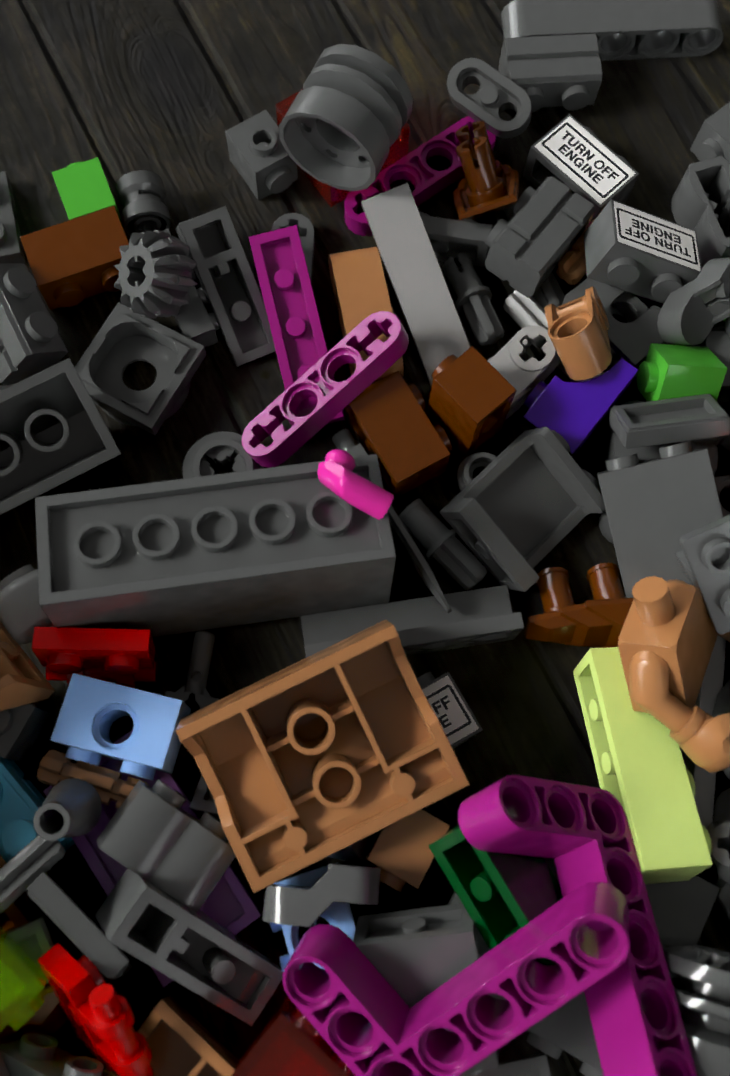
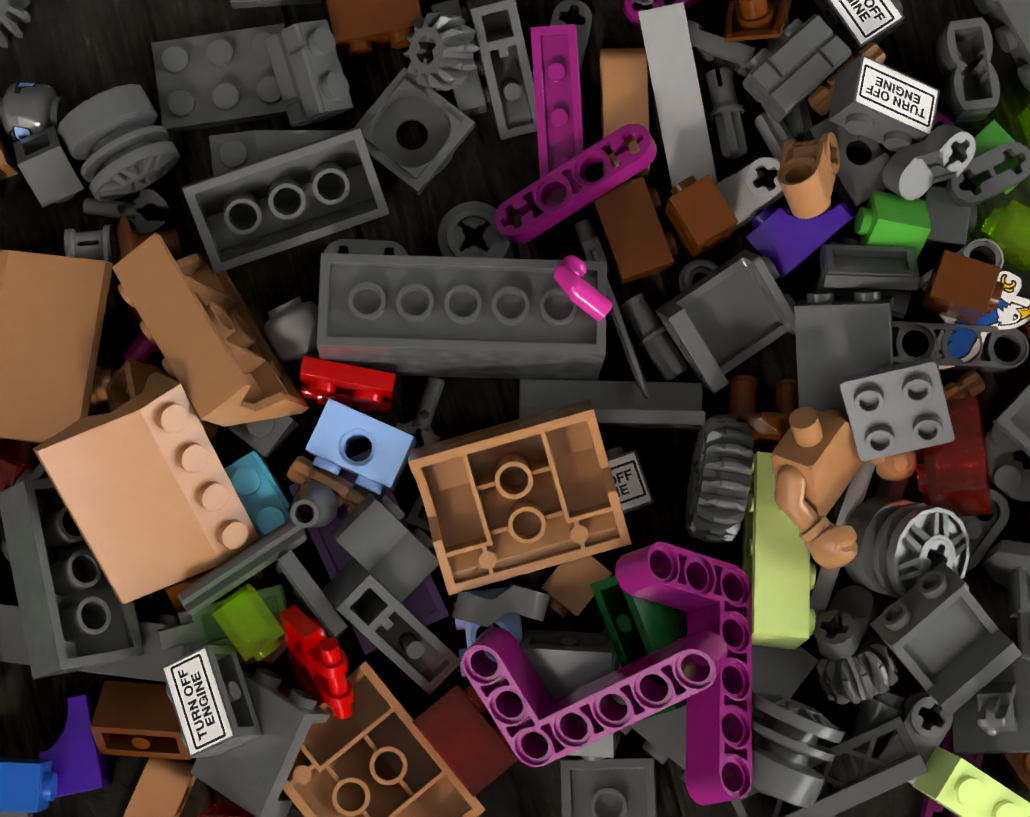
camera: 15 degrees right, 10 degrees up
(556, 690) = (719, 480): none -> dark grey gear

